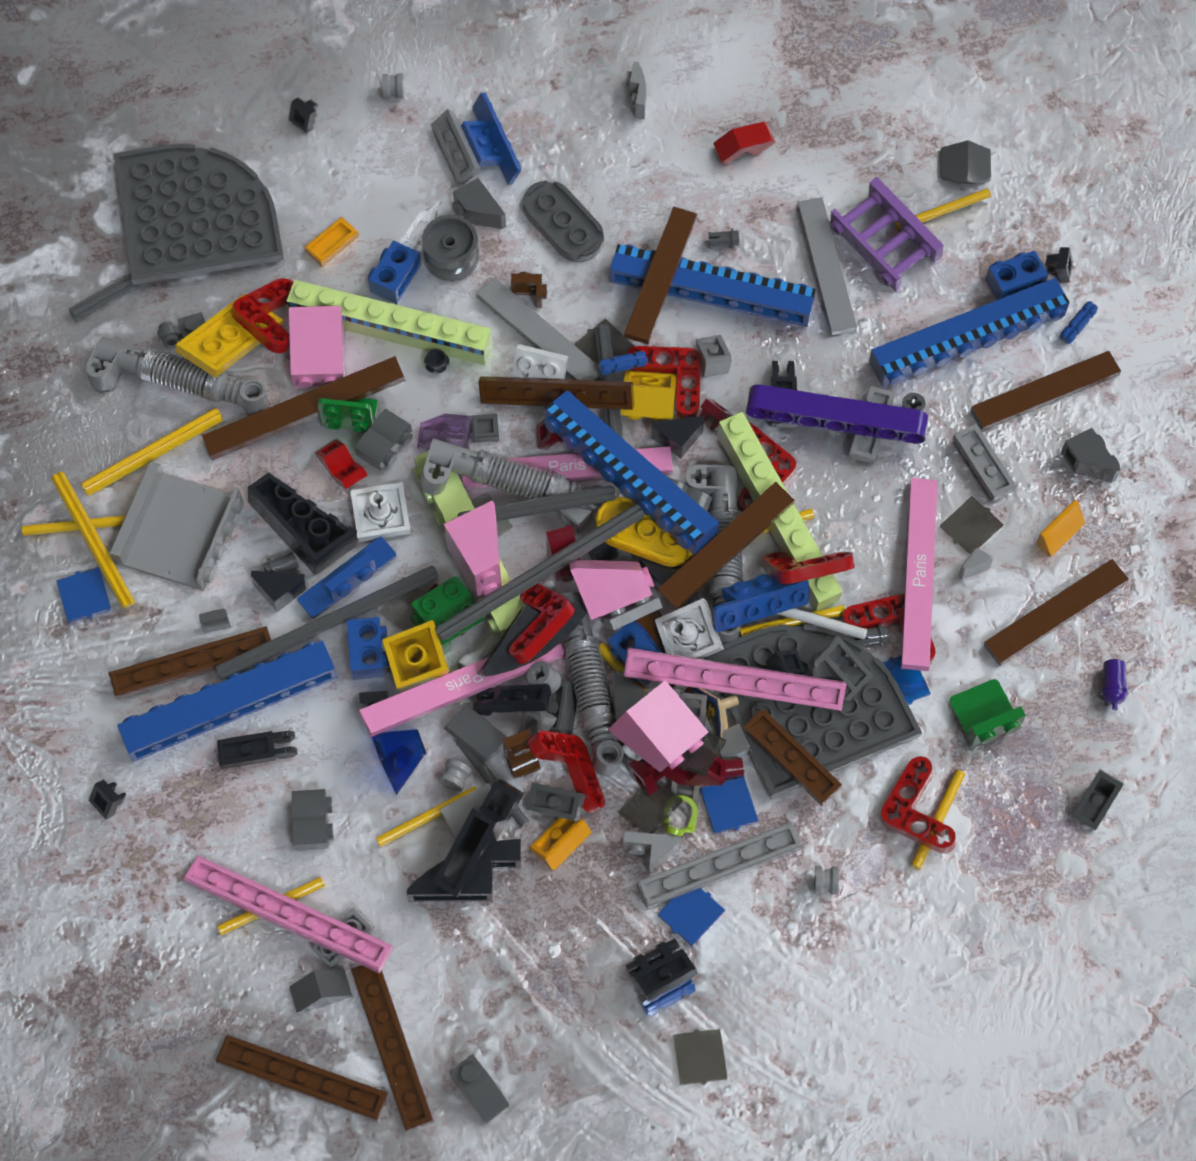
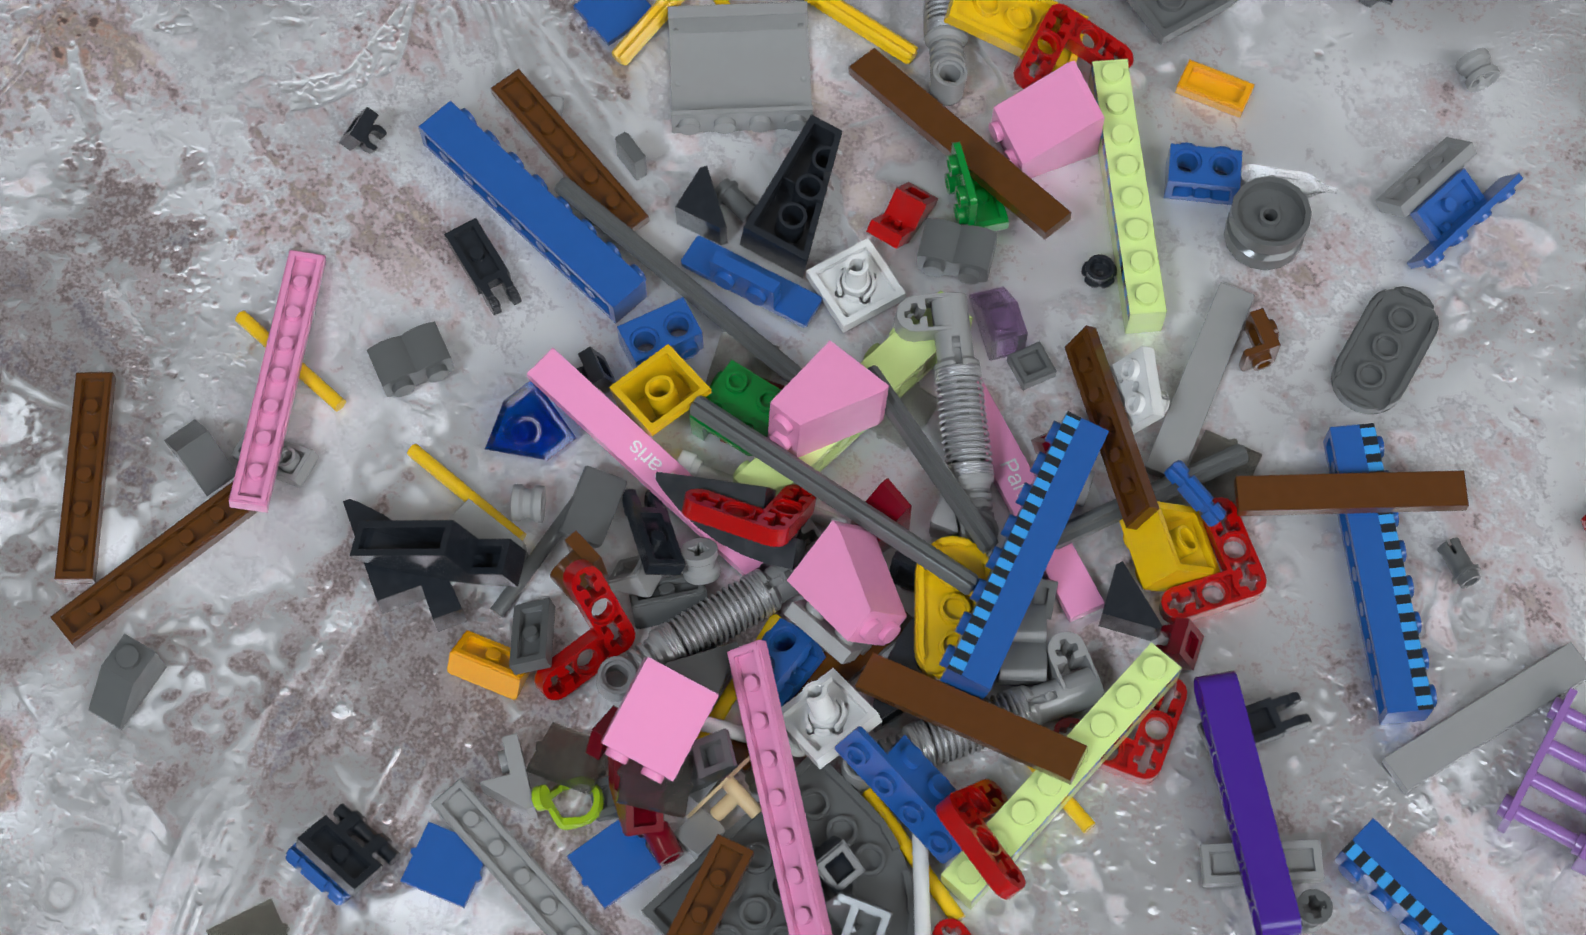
camera: 70 degrees right, 0 degrees up
(478, 205) = (1350, 234): dark grey slope -> none
(714, 355) = (1268, 608): light grey slope -> none

